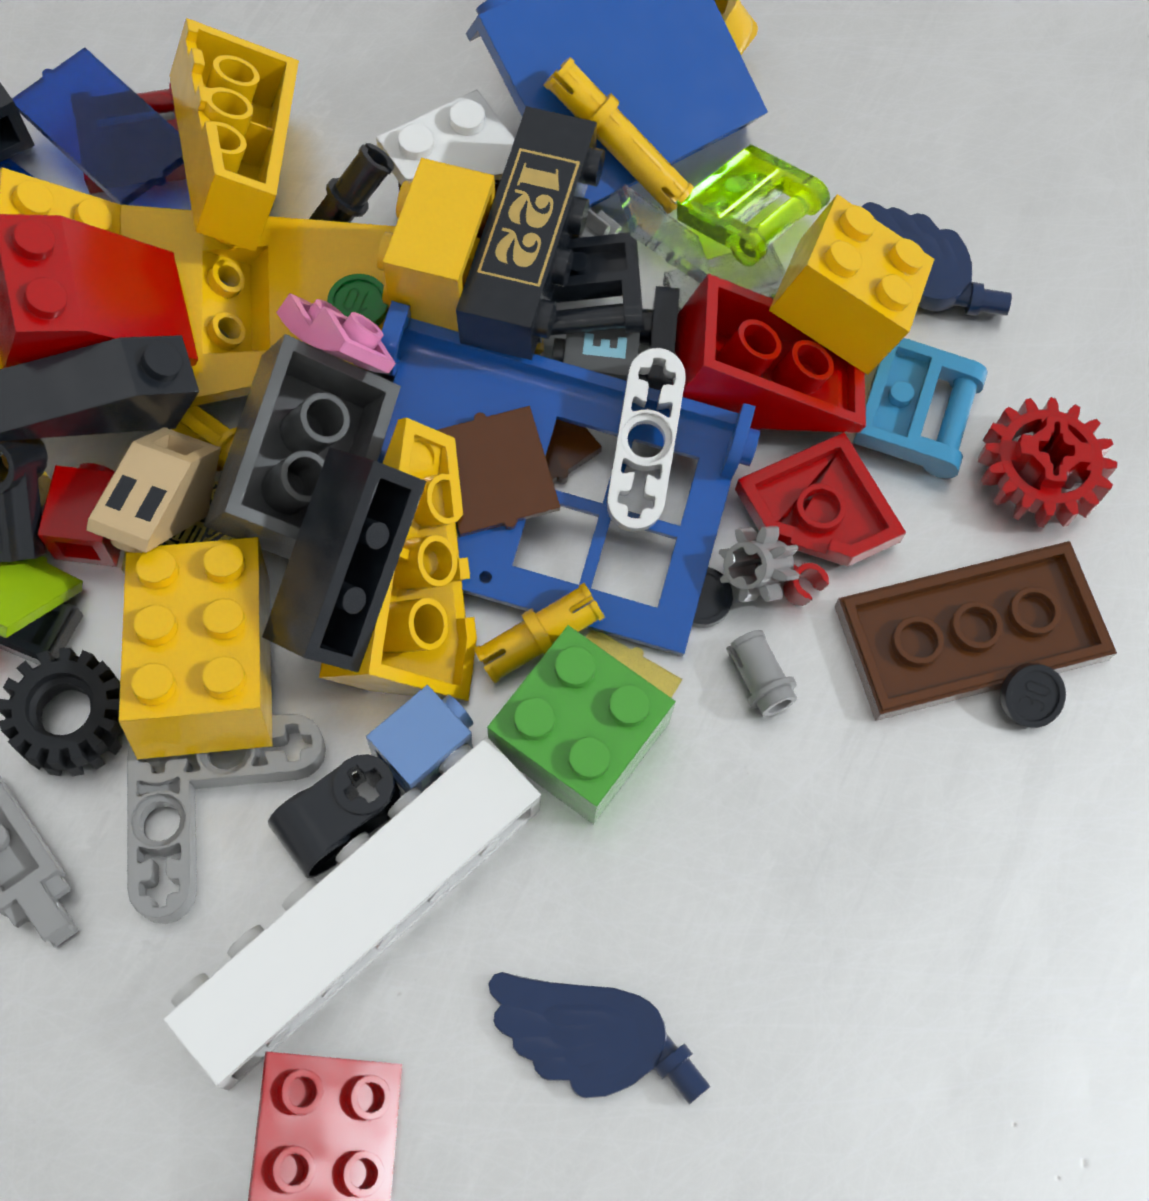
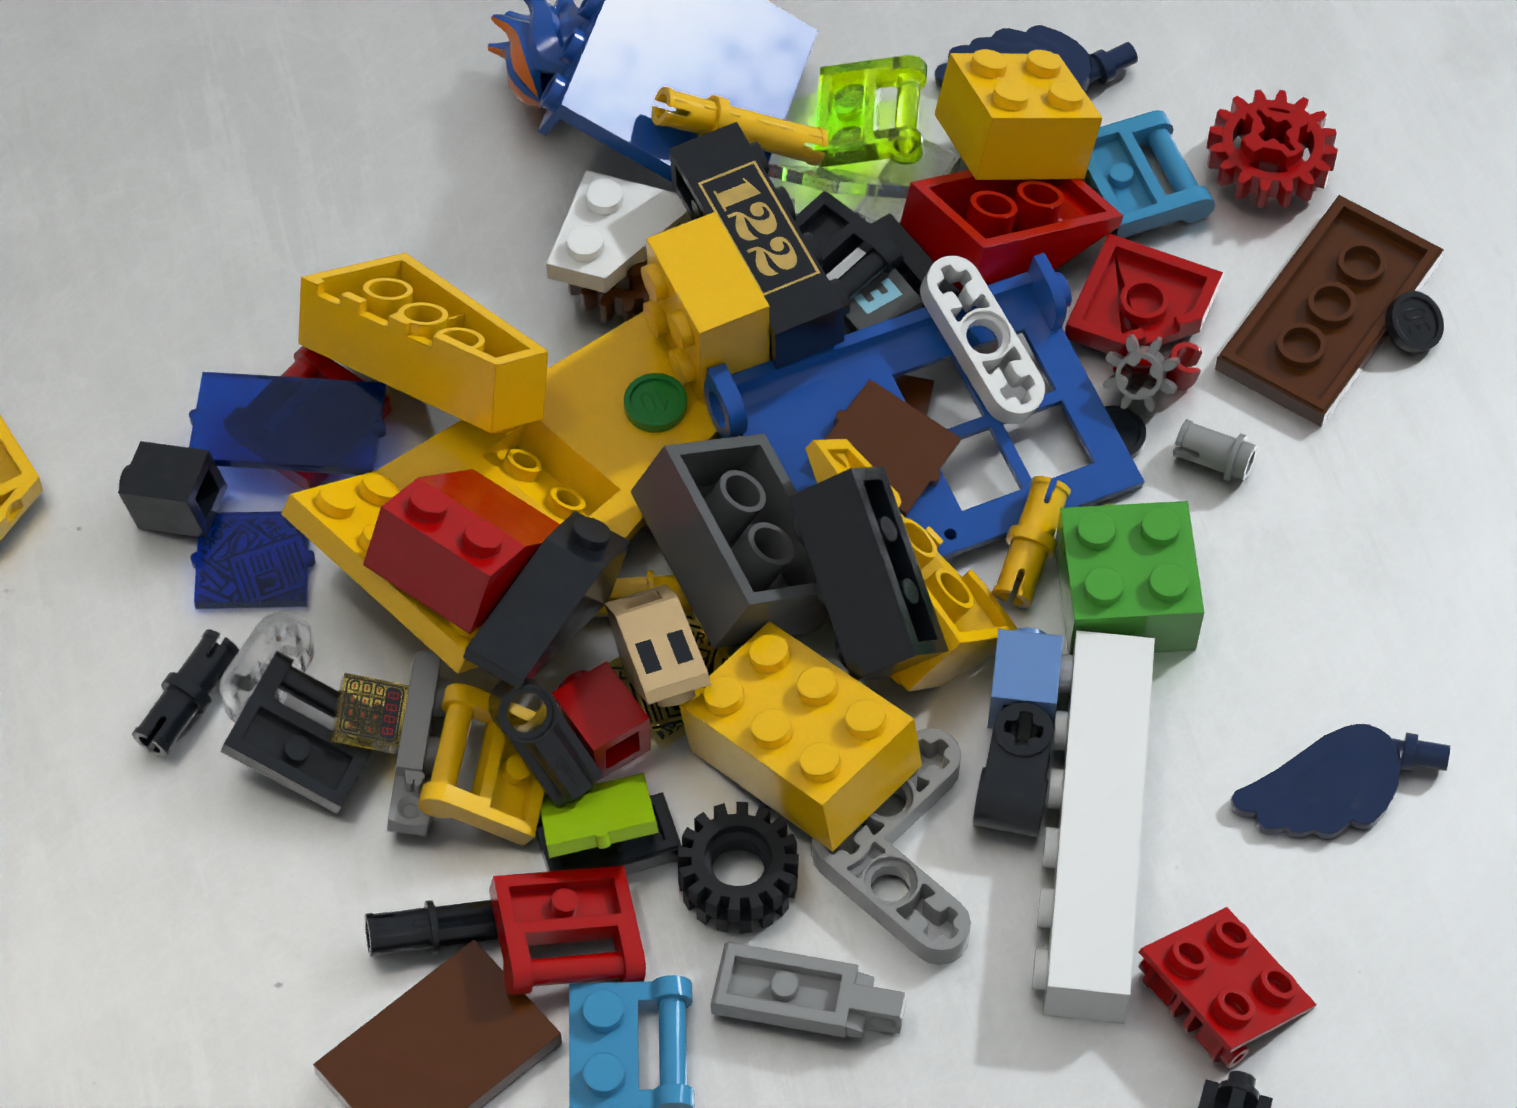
camera: 35 degrees left, 10 degrees down
(328, 329) = (712, 418): bright pink slope -> none
(349, 194) = (561, 314): black axle -> none

